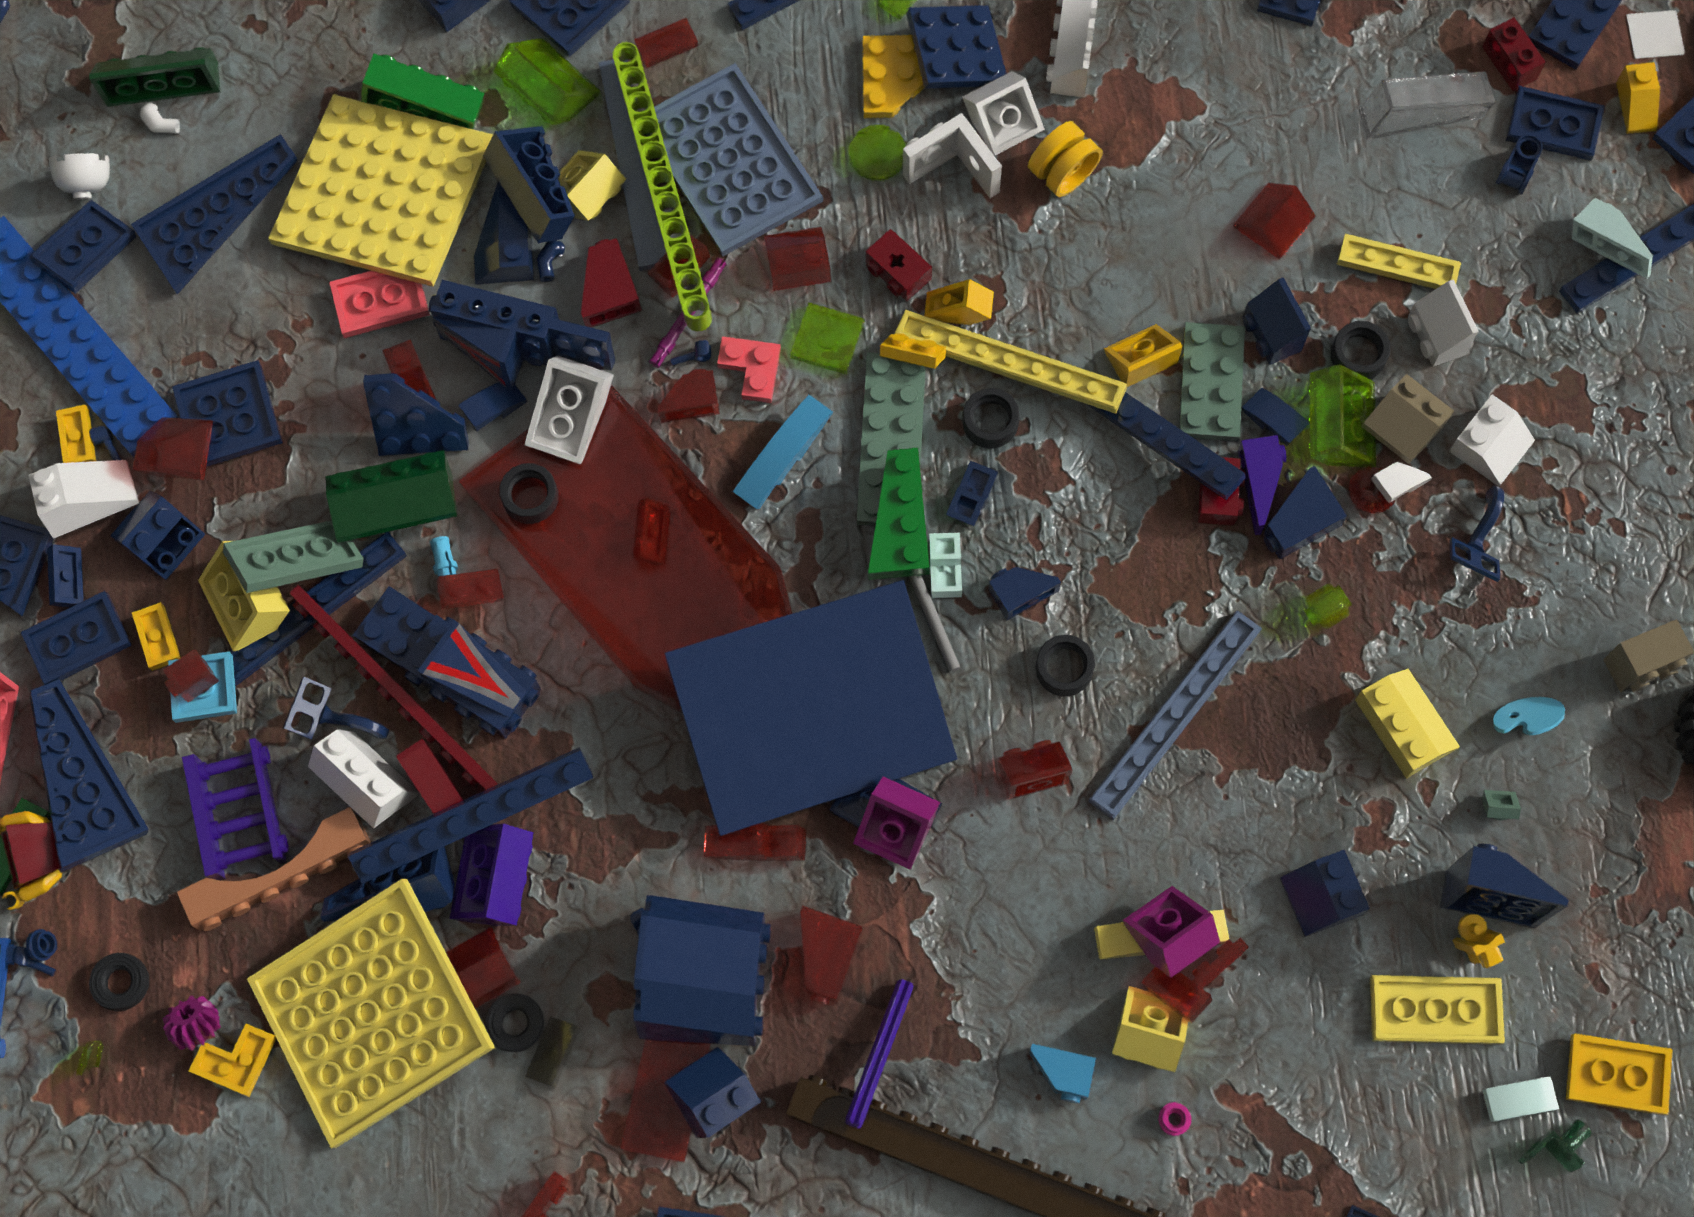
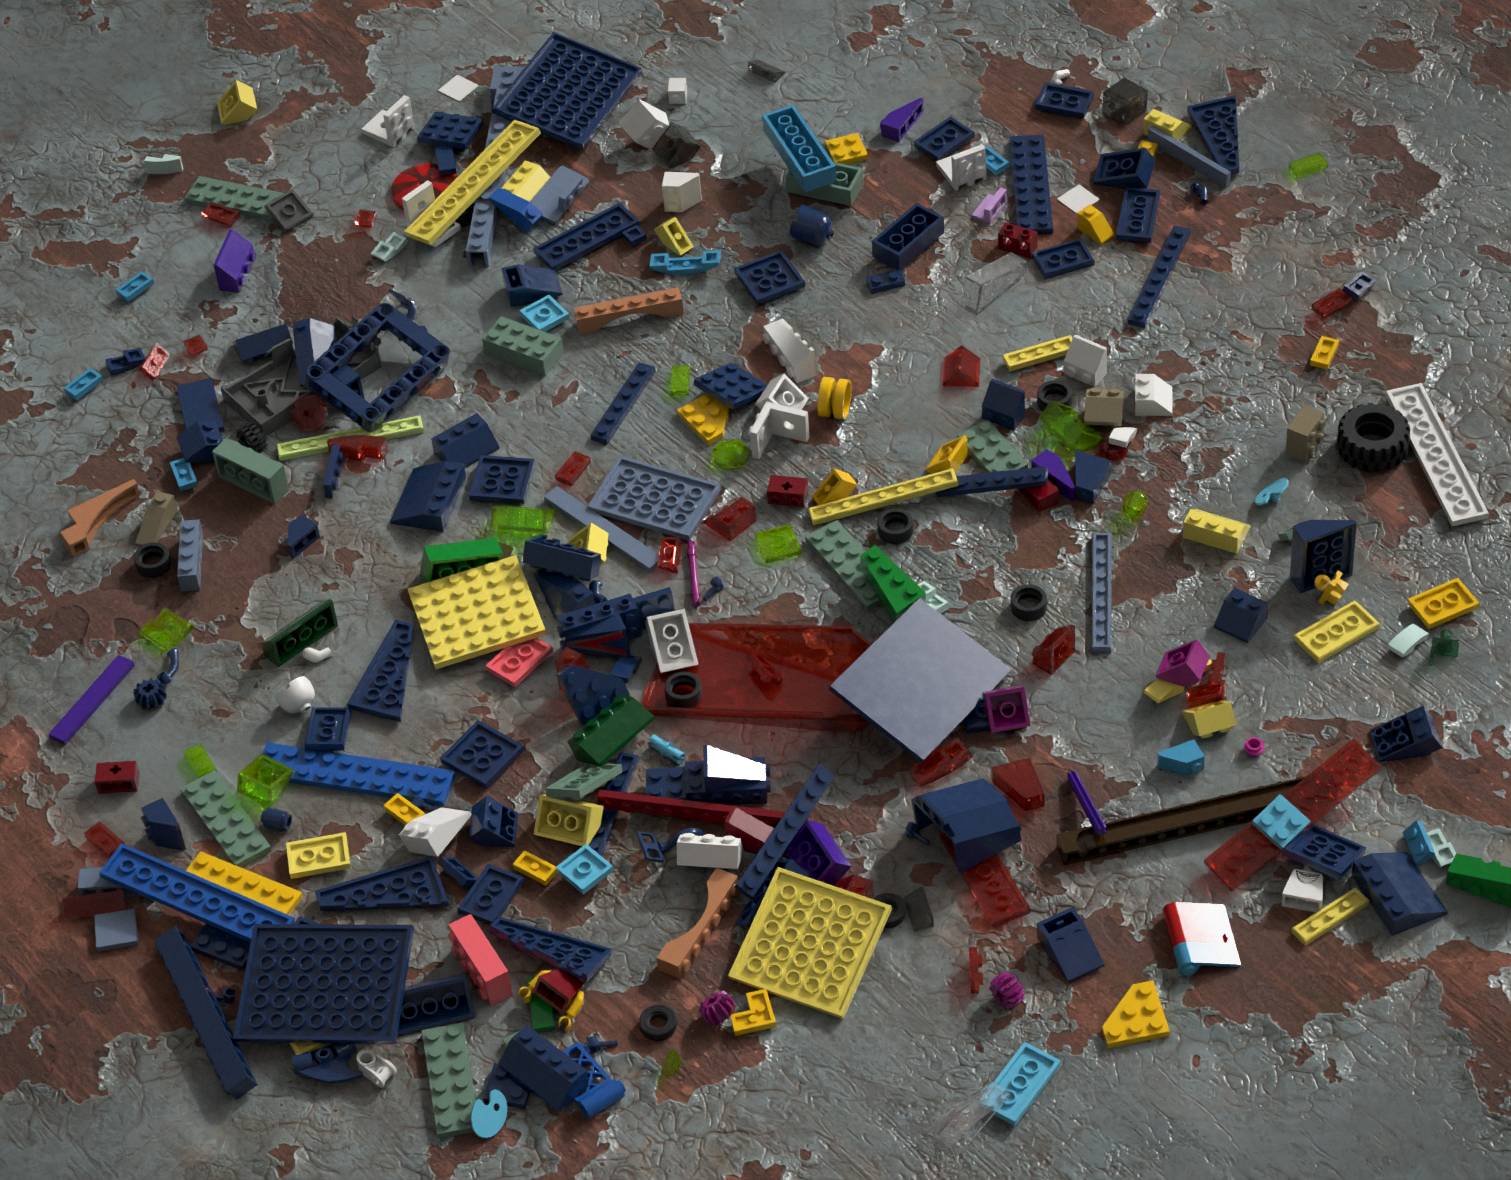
camera: 35 degrees left, 25 degrees down
(41, 945) = (600, 1031): dark blue plate -> none
(174, 449) = (471, 780): clear red slope -> none
(189, 676) = (577, 859): clear red brick -> none
(205, 801) = (647, 929): dark purple fence -> none
(470, 588) = (689, 747): clear red plate -> none
(607, 285) = (639, 578): dark red slope -> none
(666, 196) = (633, 521): lime beam -> none
(690, 397) = (732, 603): clear red slope -> none
(711, 1093) = (1018, 868): dark blue slope -> none
(757, 360) = (749, 572): coral plate -> none
(783, 451) = (801, 594): dark azure slope -> none
(913, 351) = (823, 521): yellow plate -> none
(972, 493) = (914, 562): dark blue slope -> none
(1021, 589) = (977, 584): dark blue slope -> none
(1275, 415) = (1030, 446): dark blue slope -> none
(1474, 547) = (1176, 418): dark blue piece -> none
(1519, 167) = (1062, 281): dark blue piece -> none
(1611, 235) = (1135, 283): light aqua slope -> none

